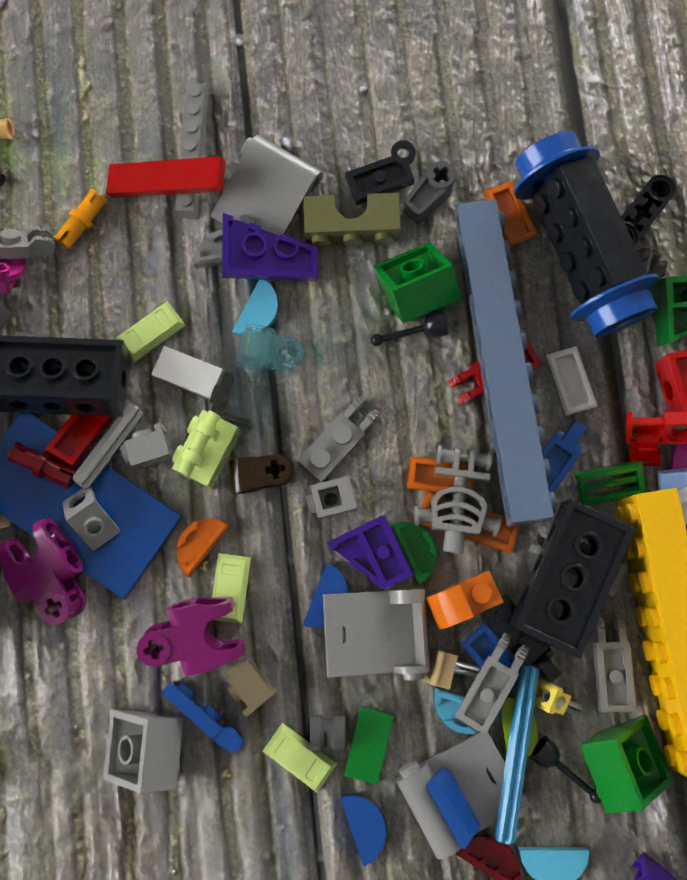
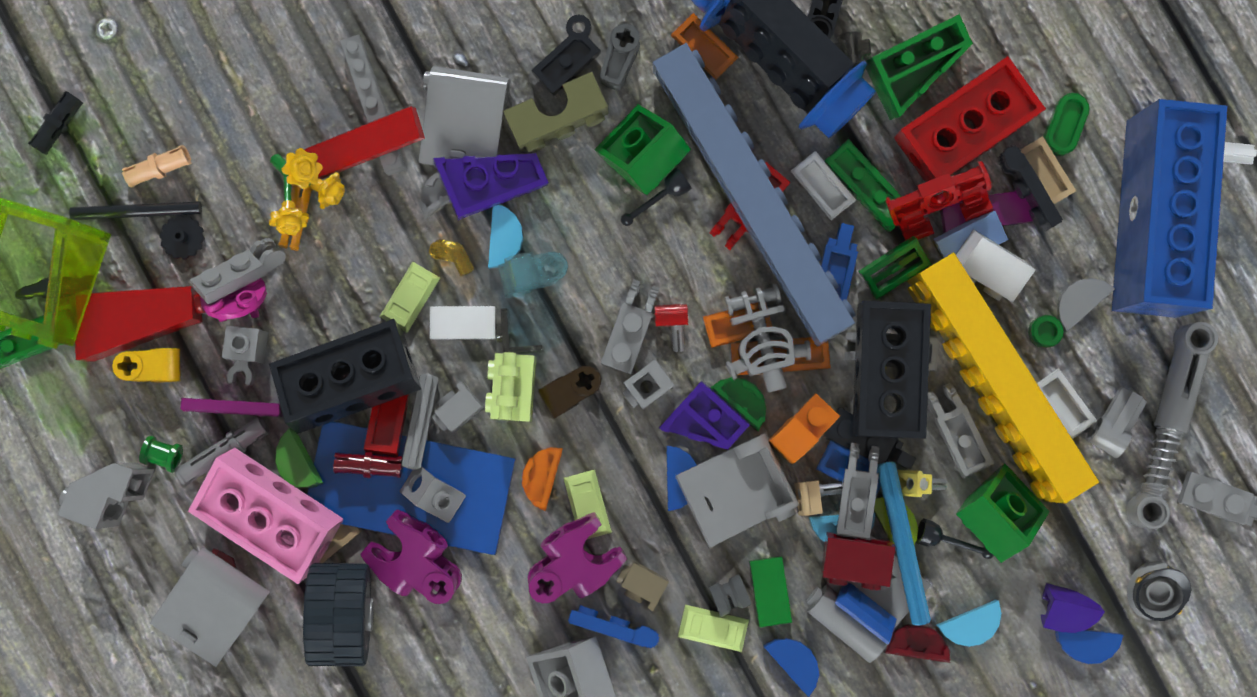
camera: 25 degrees left, 5 degrees up
(97, 174) = (302, 171): none -> yellow plant
(205, 306) = (452, 252): none -> clear yellow arm
(385, 447) = (674, 316): none -> red piece
(465, 752) = (858, 561): none -> dark red brick
(610, 393) = (863, 182): none -> green tile

